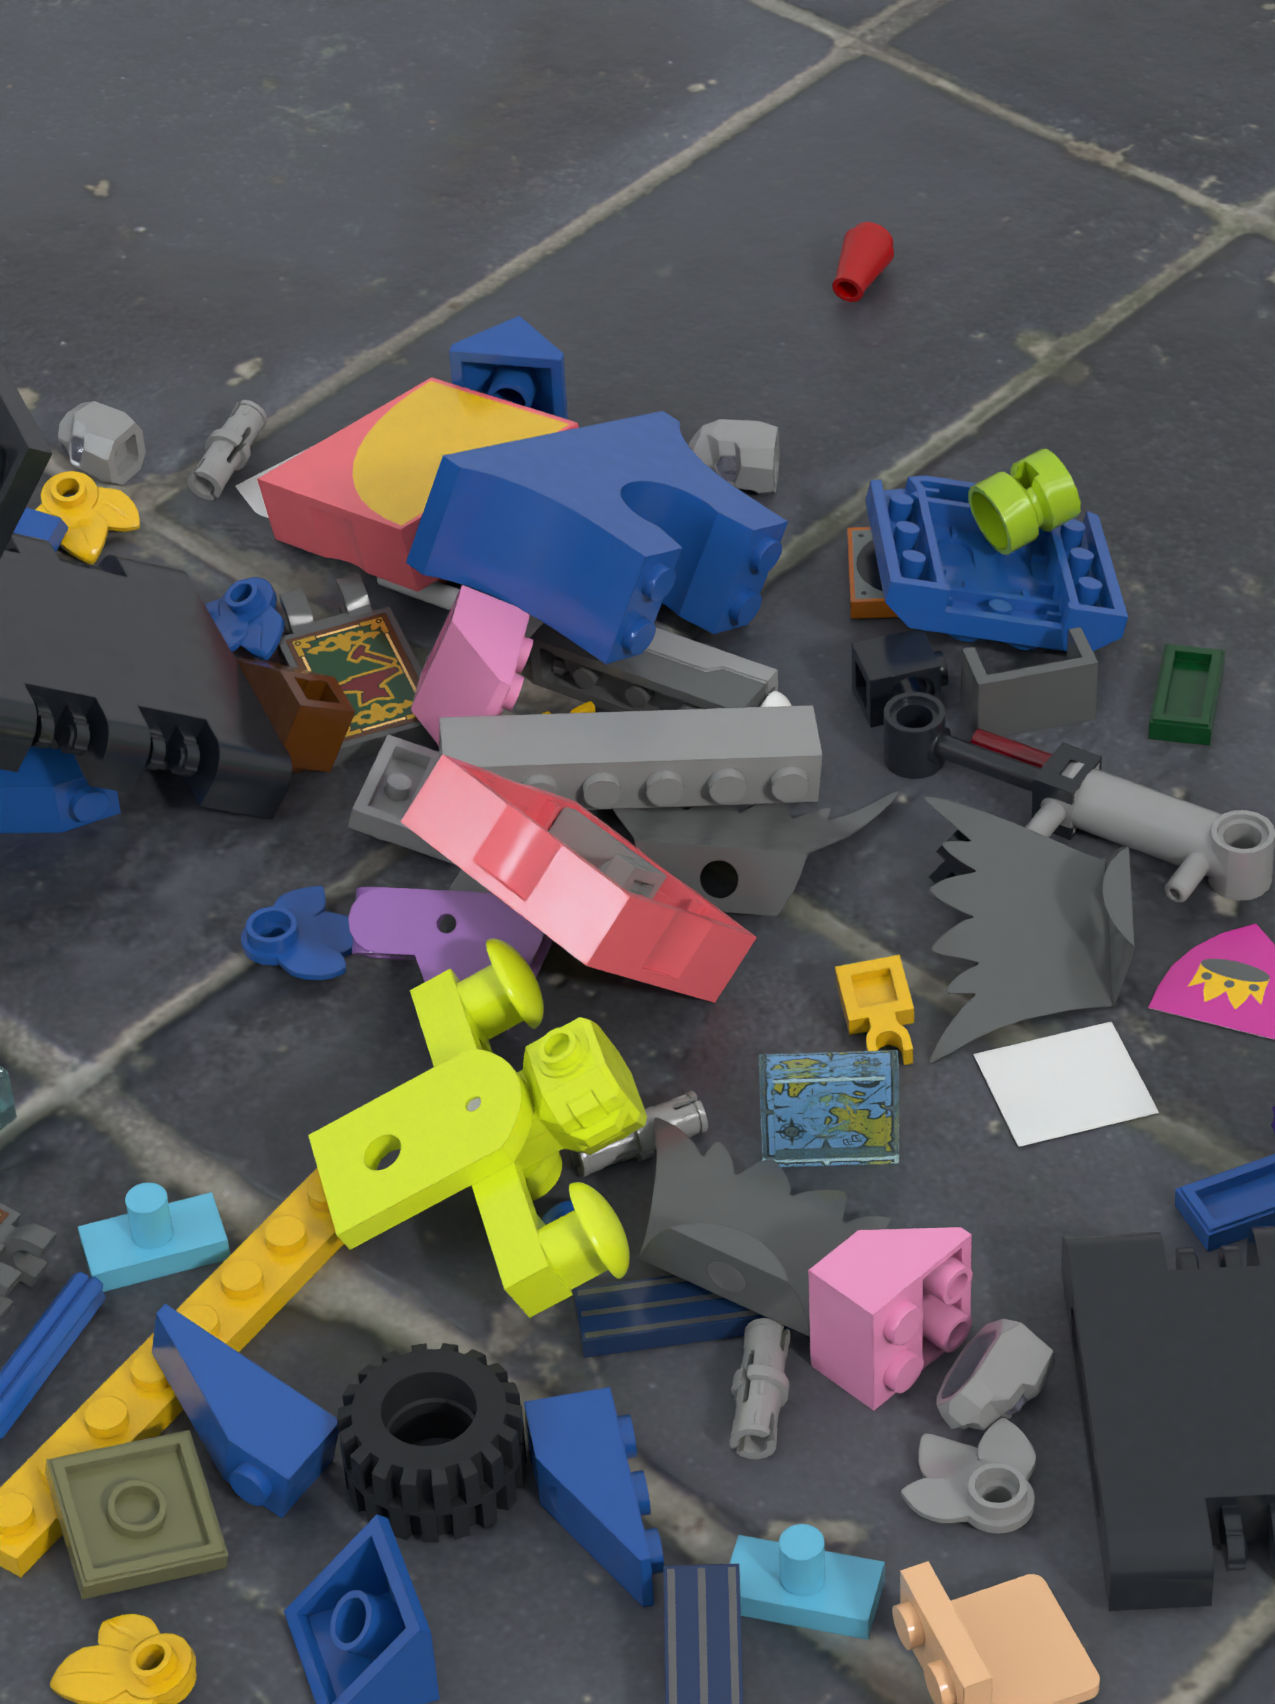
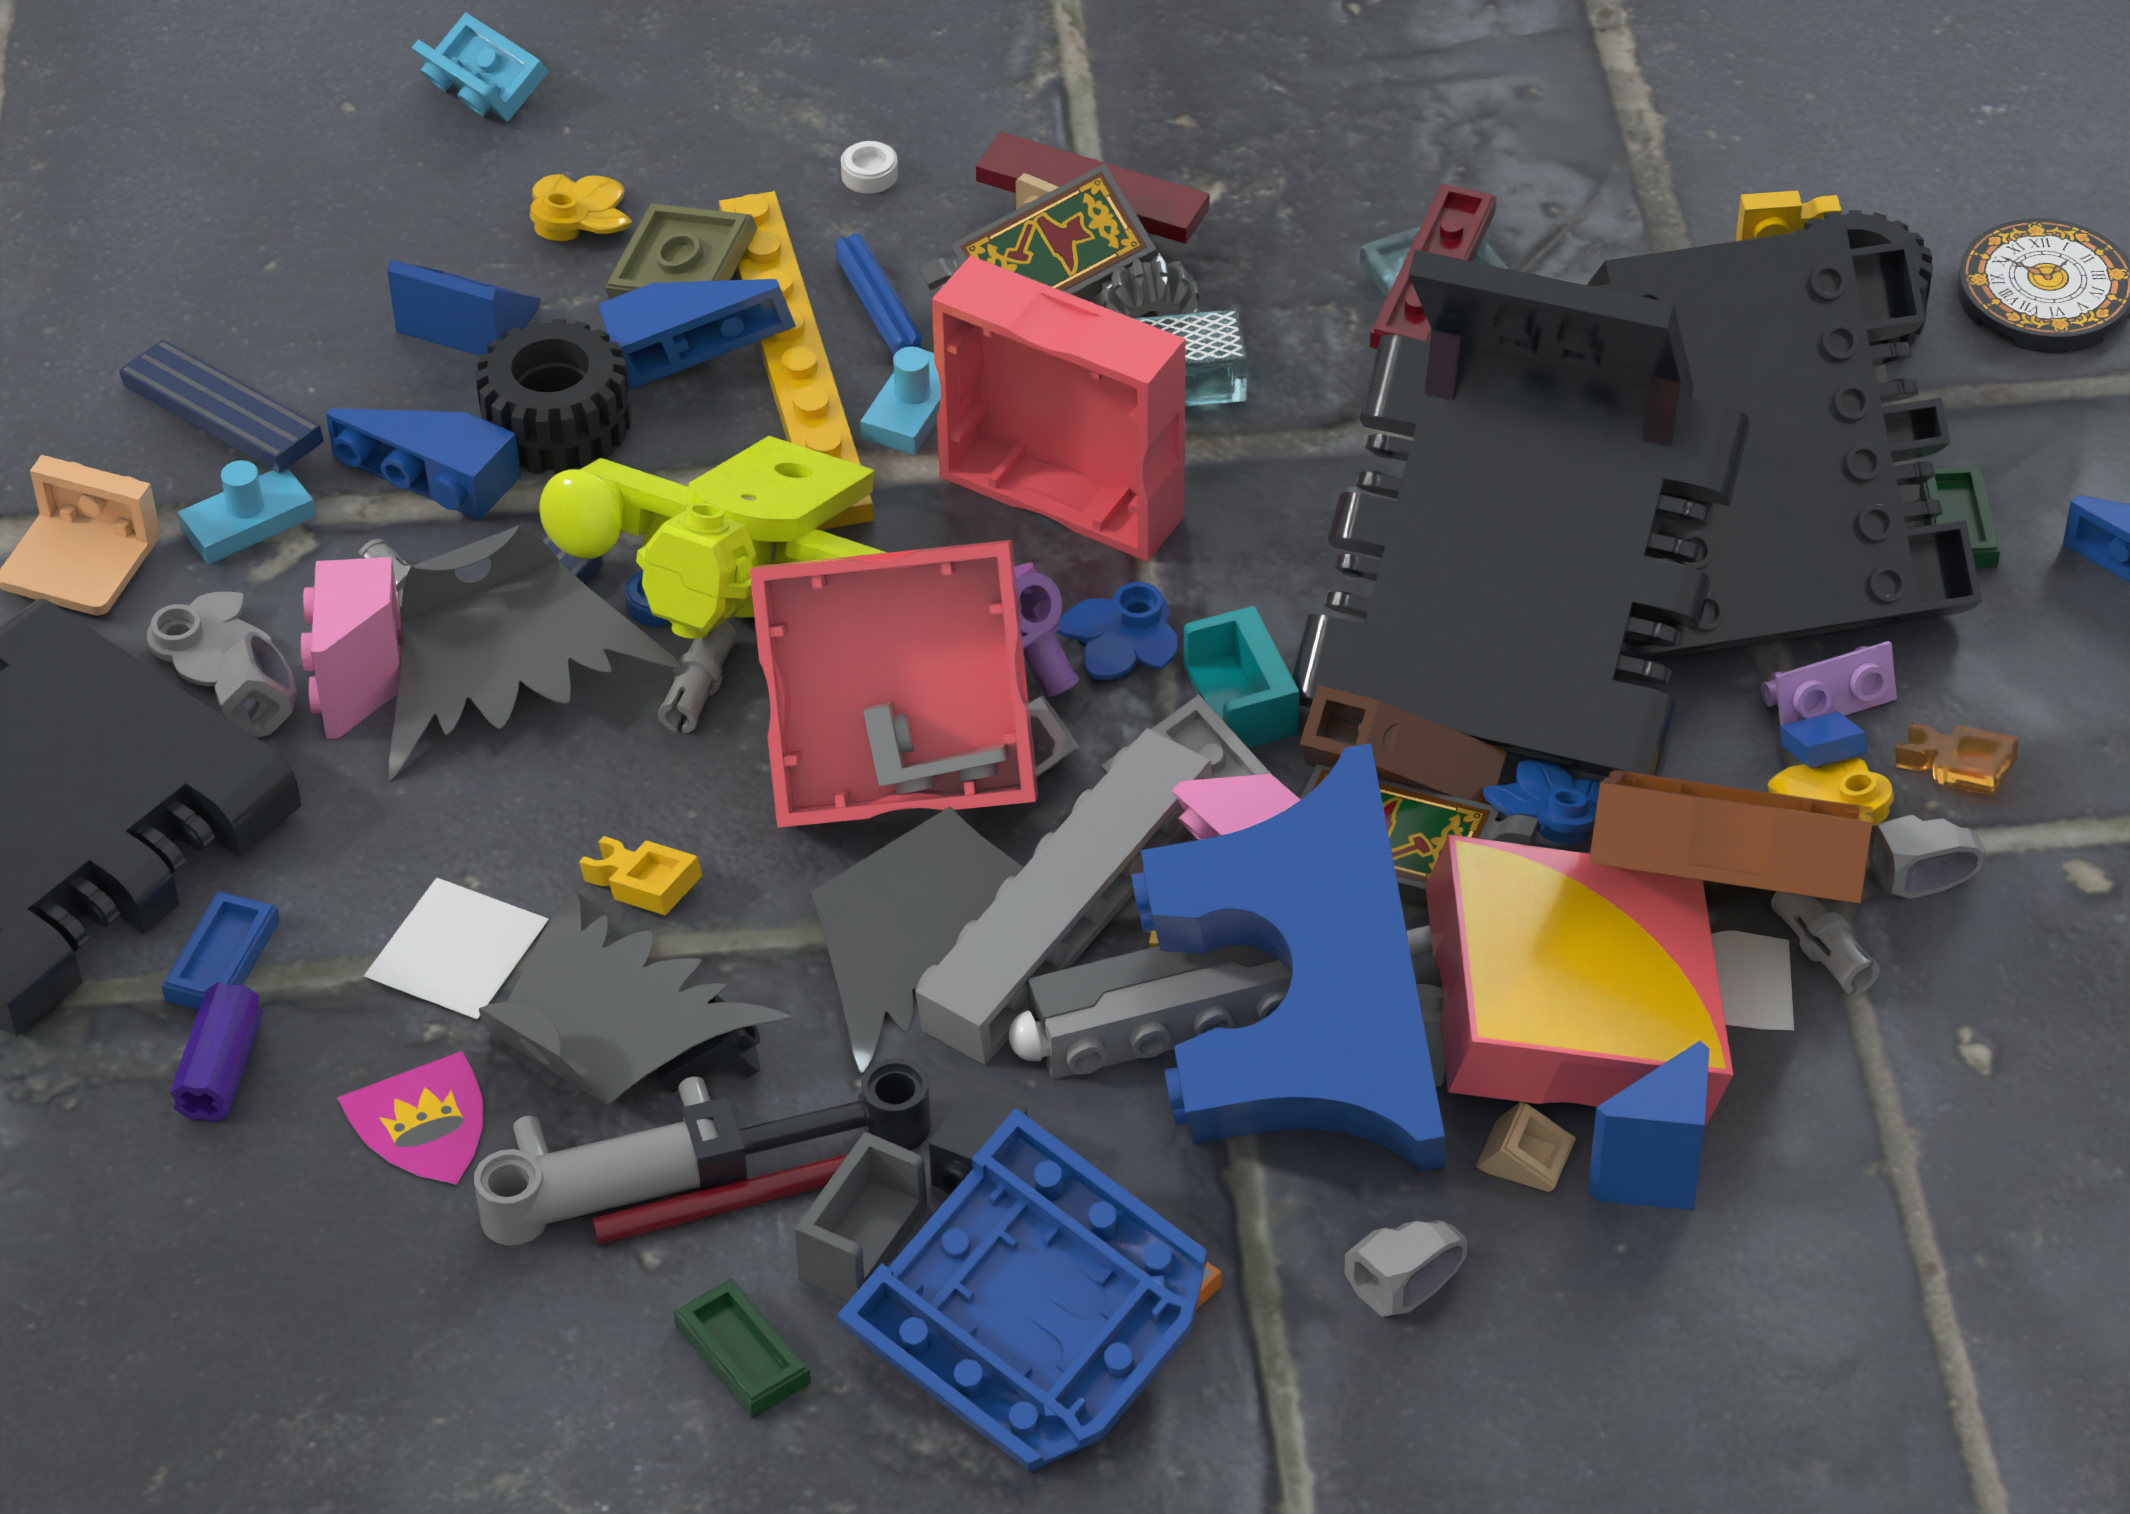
camera: 130 degrees right, 5 degrees up
(154, 994) = (1060, 407): none -> coral tile
(233, 438) = (1732, 835): none -> dark orange tile
(291, 827) = (1242, 676): none -> teal panel
(830, 1108) = (555, 734): clear light blue tile -> none
(1030, 498) = (1047, 1332): lime wheel -> none

